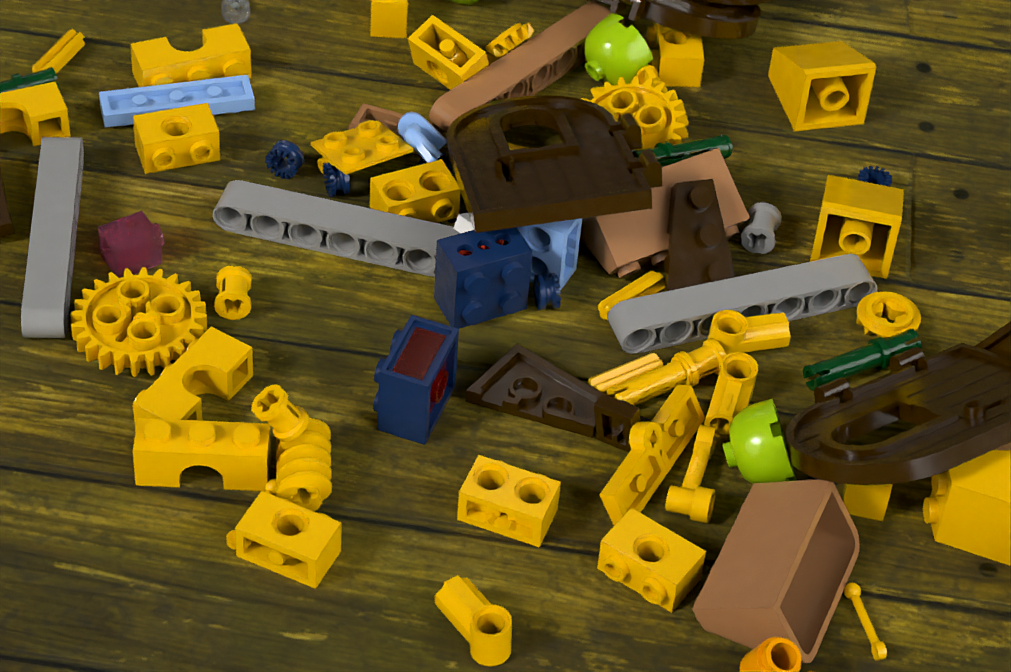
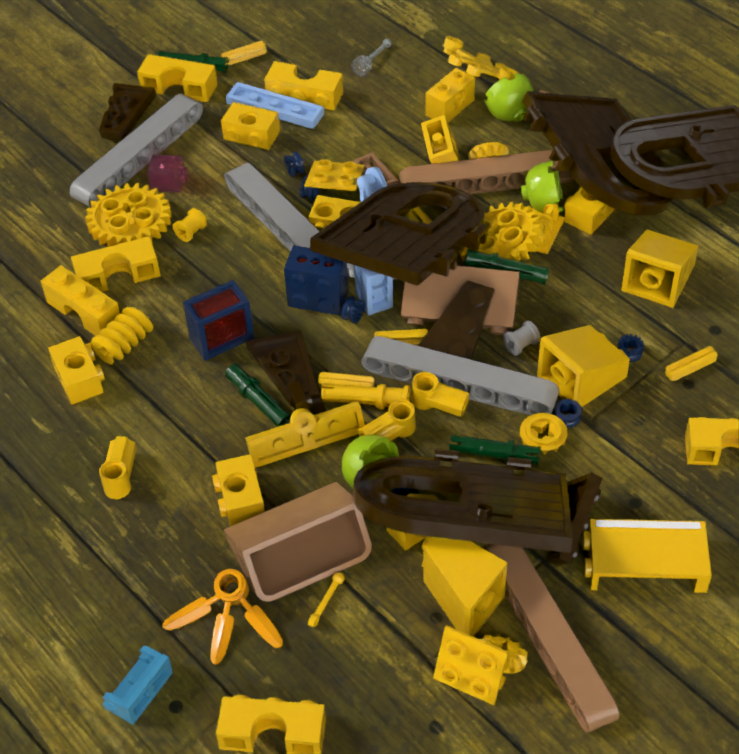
camera: 45 degrees right, 5 degrees up
(276, 409) = (118, 298): yellow bush -> none
(508, 500) = (204, 413): yellow brick -> none
(545, 445) = (250, 388): none -> dark green pin
(690, 497) = (303, 472): yellow brick -> none
(893, 274) = (566, 405): none -> dark blue bush
(947, 170) = (691, 363): none -> yellow axle

